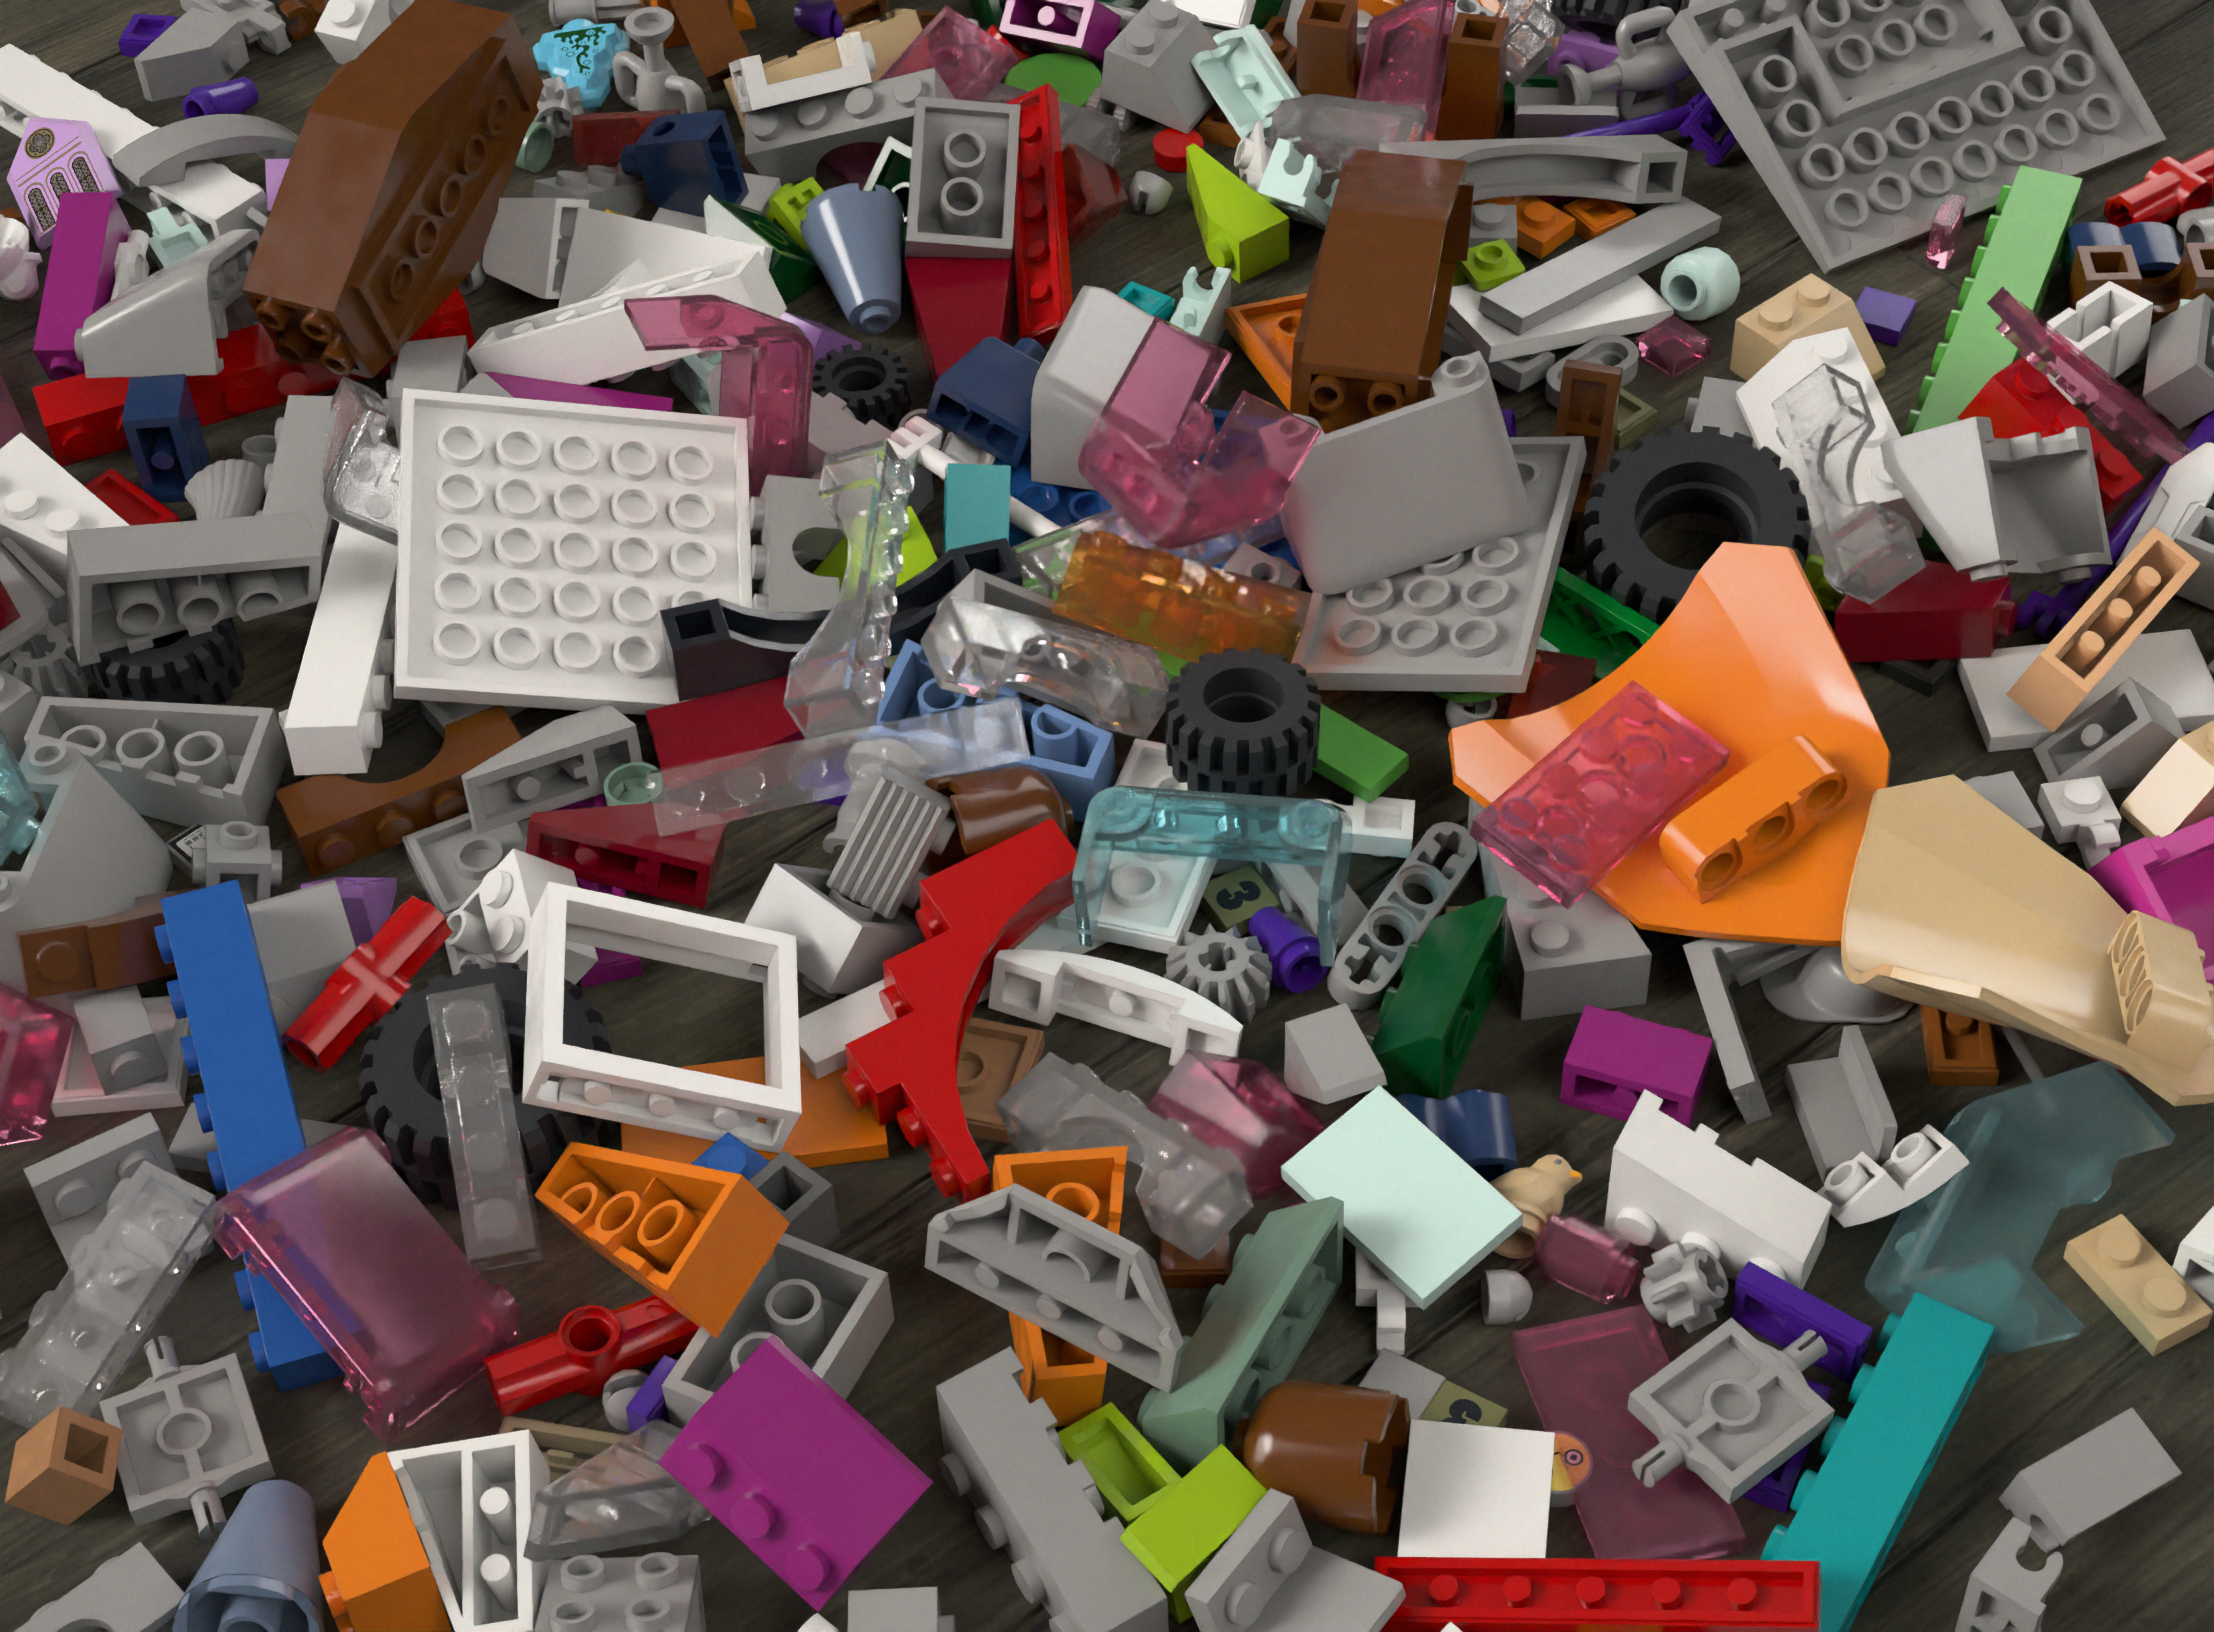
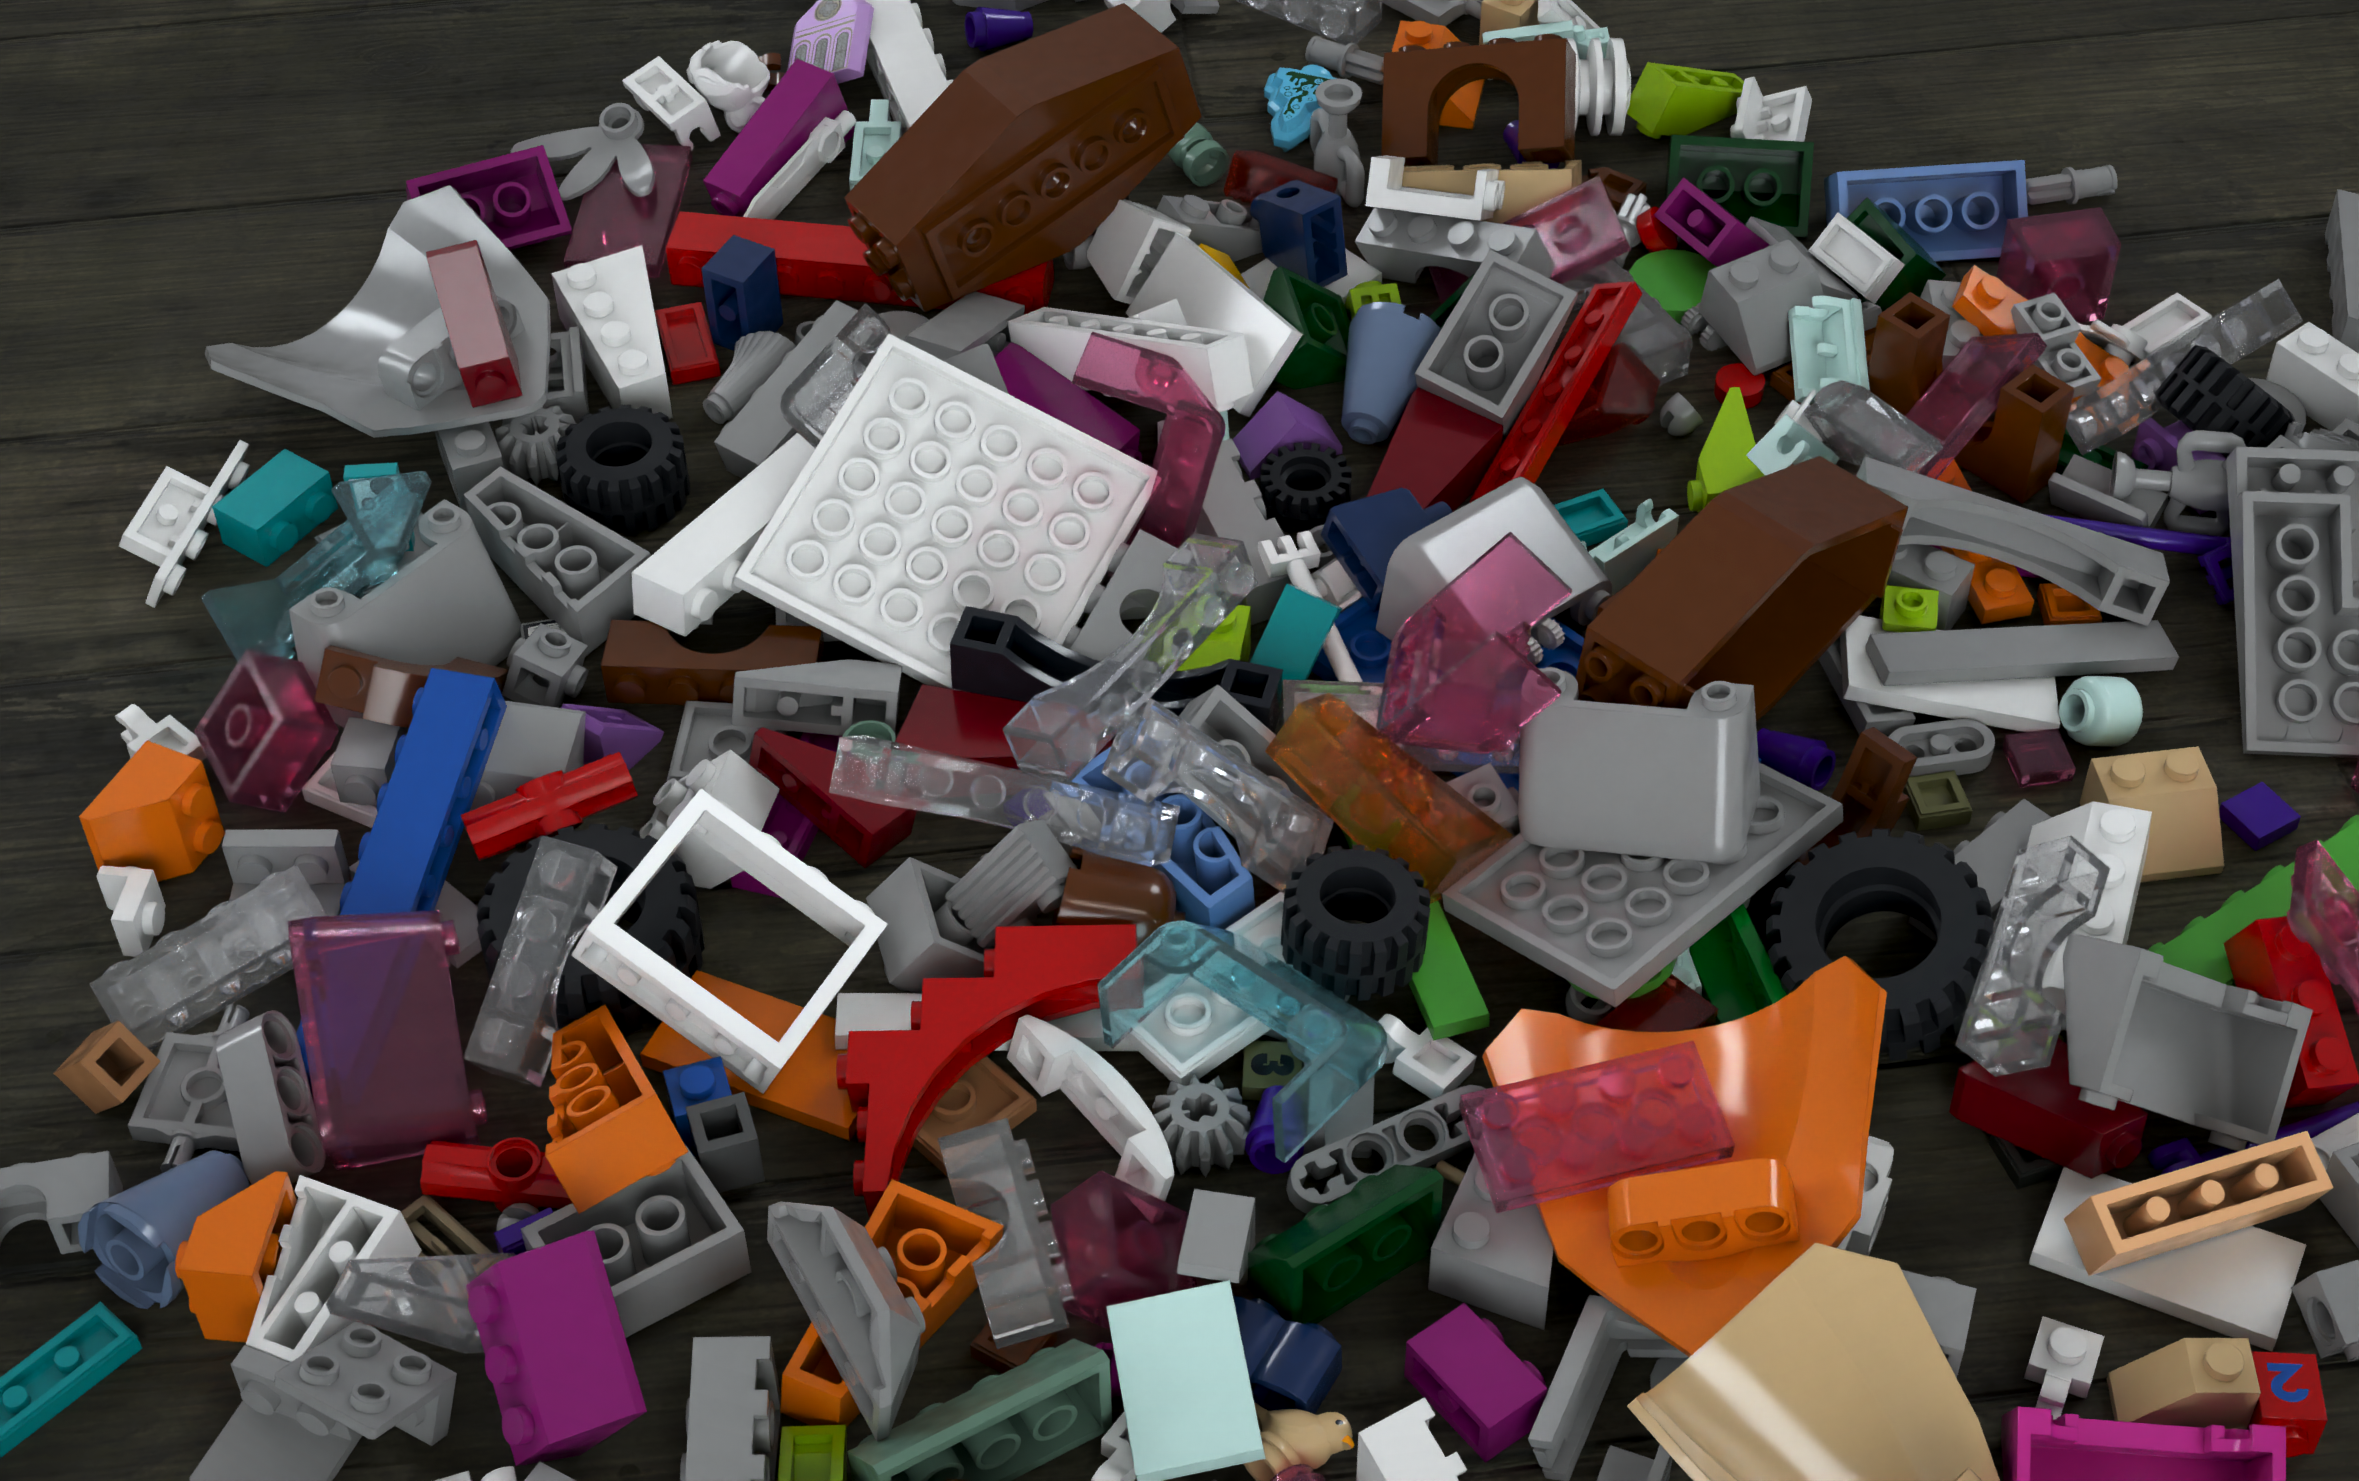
camera: 30 degrees right, 0 degrees up
(163, 153) = (900, 55): light grey slope -> none
(173, 315) = (789, 199): light grey windscreen -> none
(185, 576) = (649, 416): light grey wedge -> none
(283, 1405) = (270, 1098): none -> light grey beam
(557, 106) = (1243, 131): light grey gear -> none
(2112, 739) = (2139, 1308): light grey slope -> none

